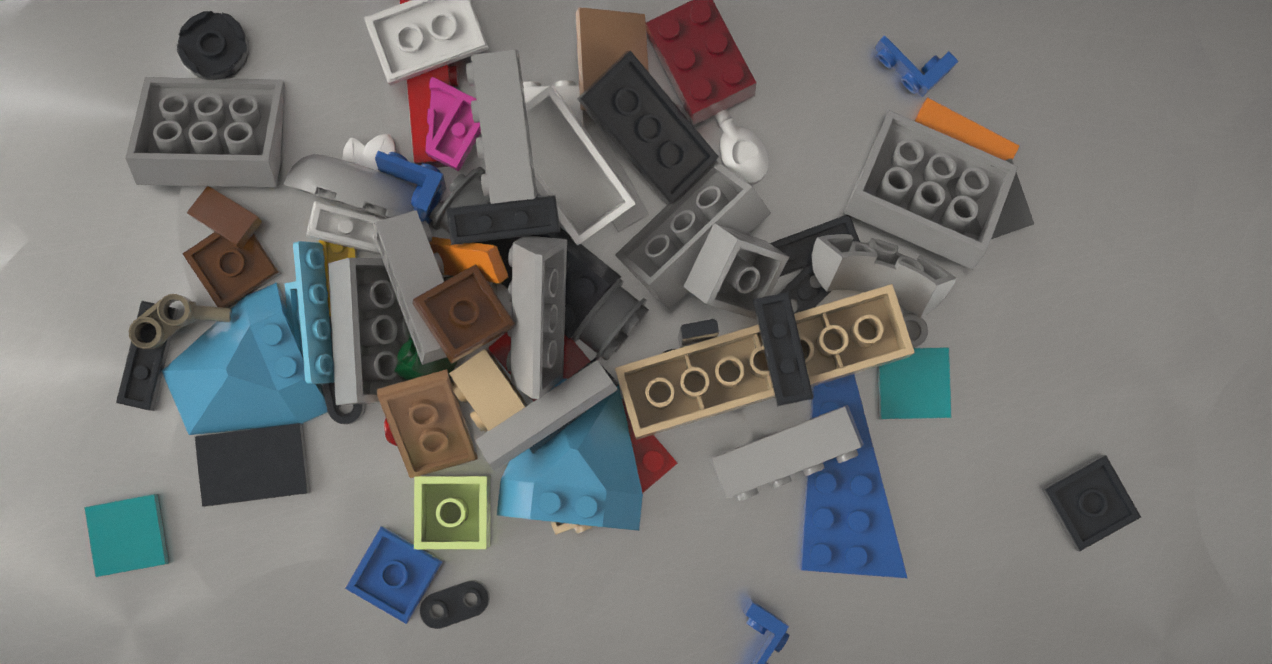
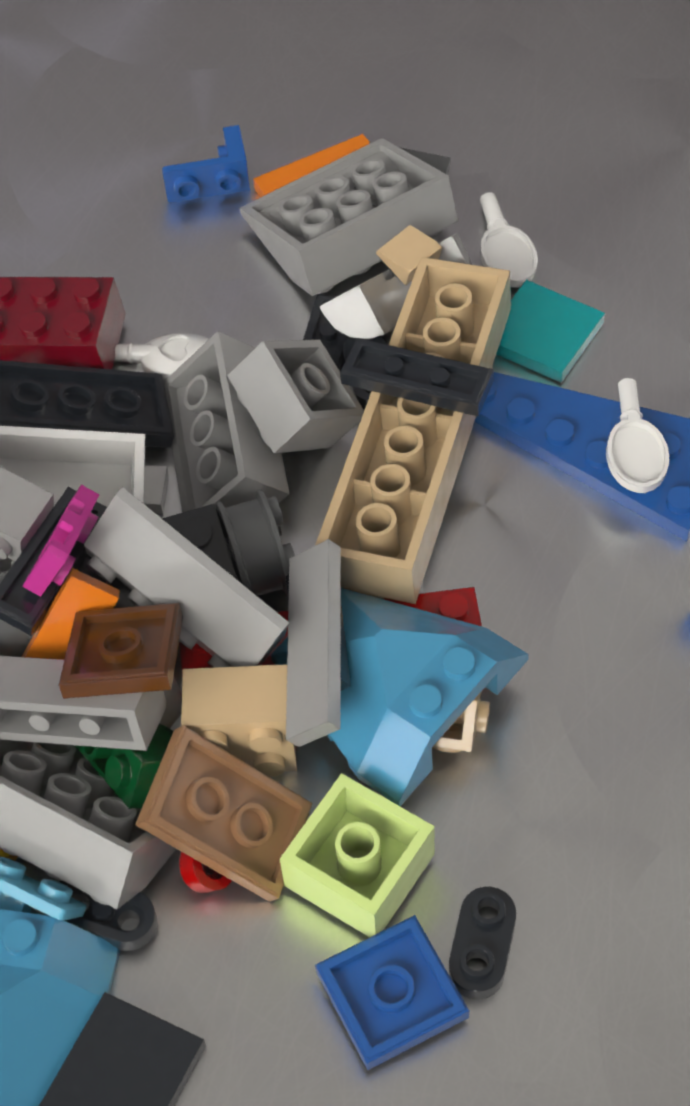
camera: 55 degrees left, 30 degrees down
(503, 231) = (73, 525): none -> dark pink wing
(697, 332) = (333, 441): black tile -> none
(788, 452) = (538, 462): light grey brick -> none
(838, 507) = (636, 447): none -> white piece
(902, 266) = (405, 250): none -> tan slope
(972, 314) = (505, 245): none -> white piece

